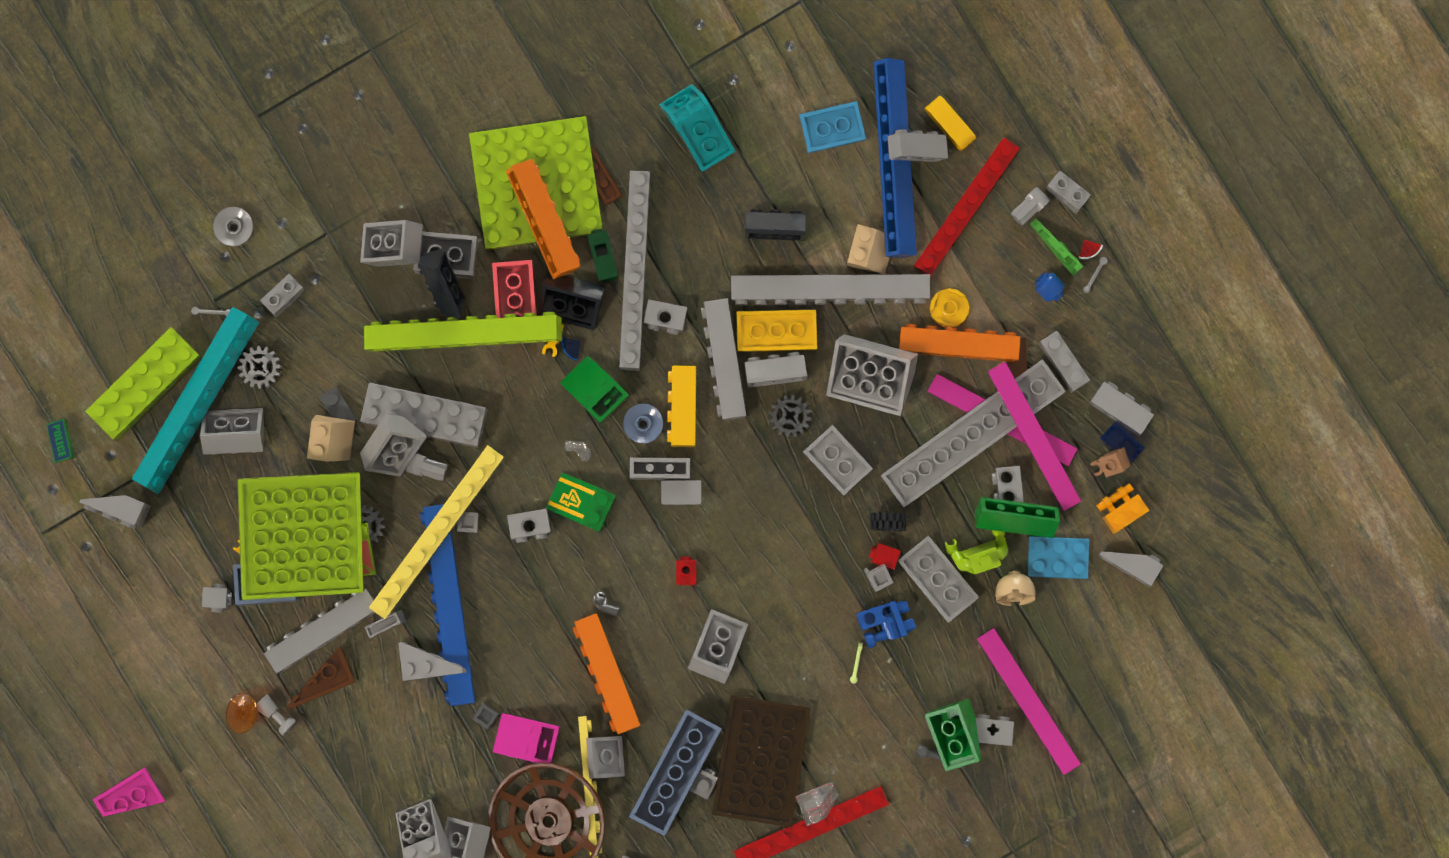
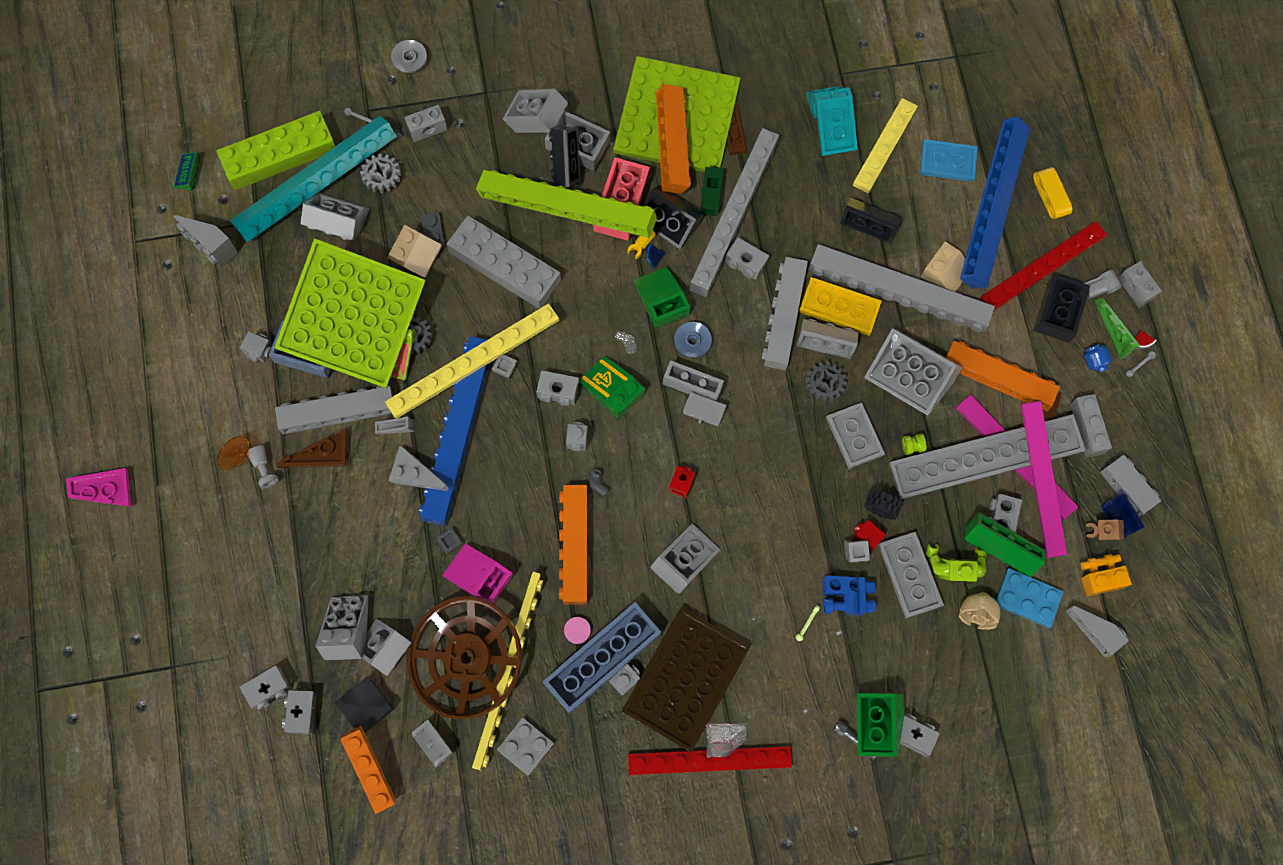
camera: 15 degrees right, 10 degrees down
(391, 446) = (465, 273): light grey slope -> none
(422, 466) = (484, 303): light grey piece -> none
(567, 567) = (576, 436): none -> light grey brick
(605, 757) = (542, 618): light grey plate -> none
(641, 754) = (577, 630): none -> bright pink piece
(683, 406) = (733, 339): yellow brick -> none
(762, 134) = (885, 145): none -> light yellow plate
(898, 447) = (914, 444): none -> lime wheel
(917, 146) = (1020, 197): light grey brick -> none
(949, 308) = (1000, 343): yellow tile -> none
(997, 249) = (1061, 308): none -> black brick
(1028, 701) = (958, 722): dark pink tile -> none

